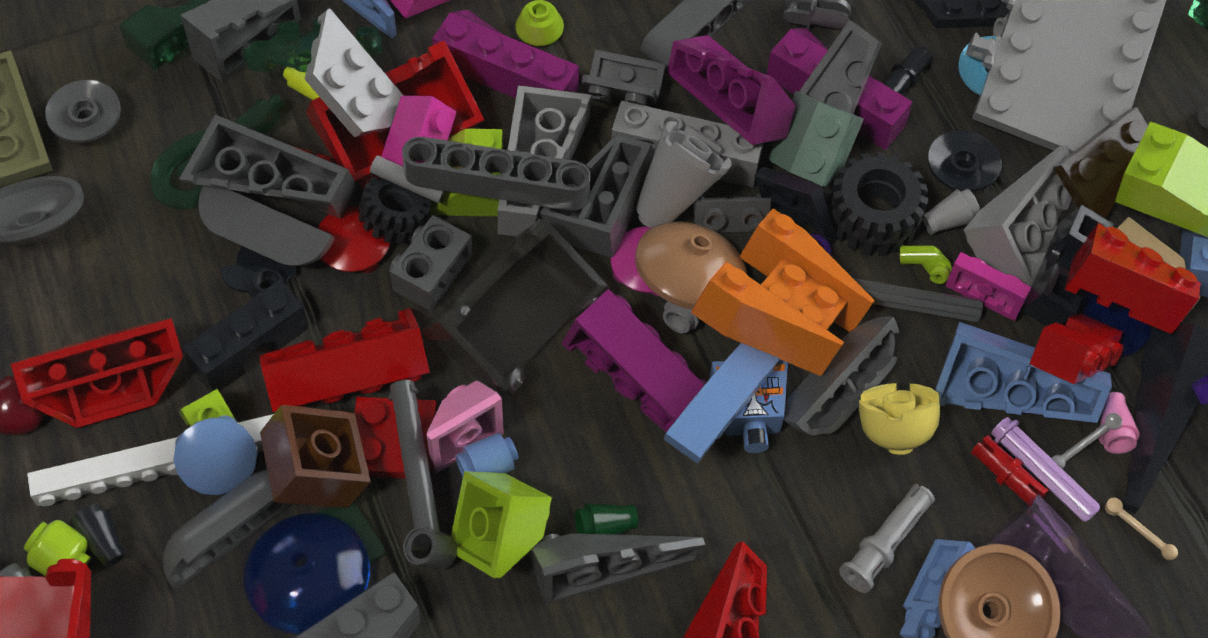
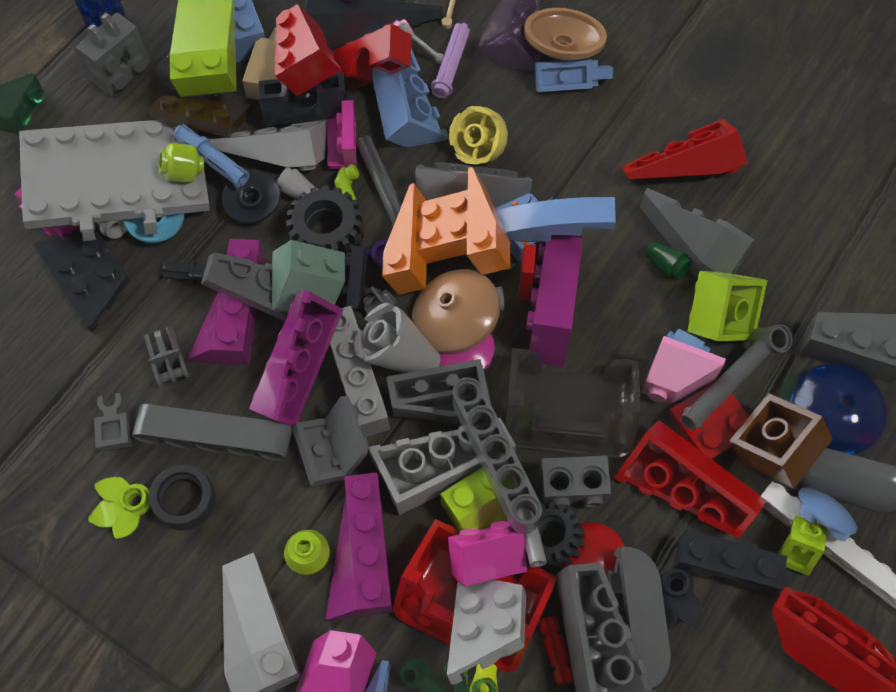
camera: 120 degrees left, 5 degrees up
(686, 341) = (527, 272): none -> red tile
(878, 550) = (571, 112): light grey pin -> none
(1008, 470) = (466, 75): red pin -> none
(1037, 99) = (180, 163): none -> lime head
(1052, 135) = (212, 156): none -> medium blue pin

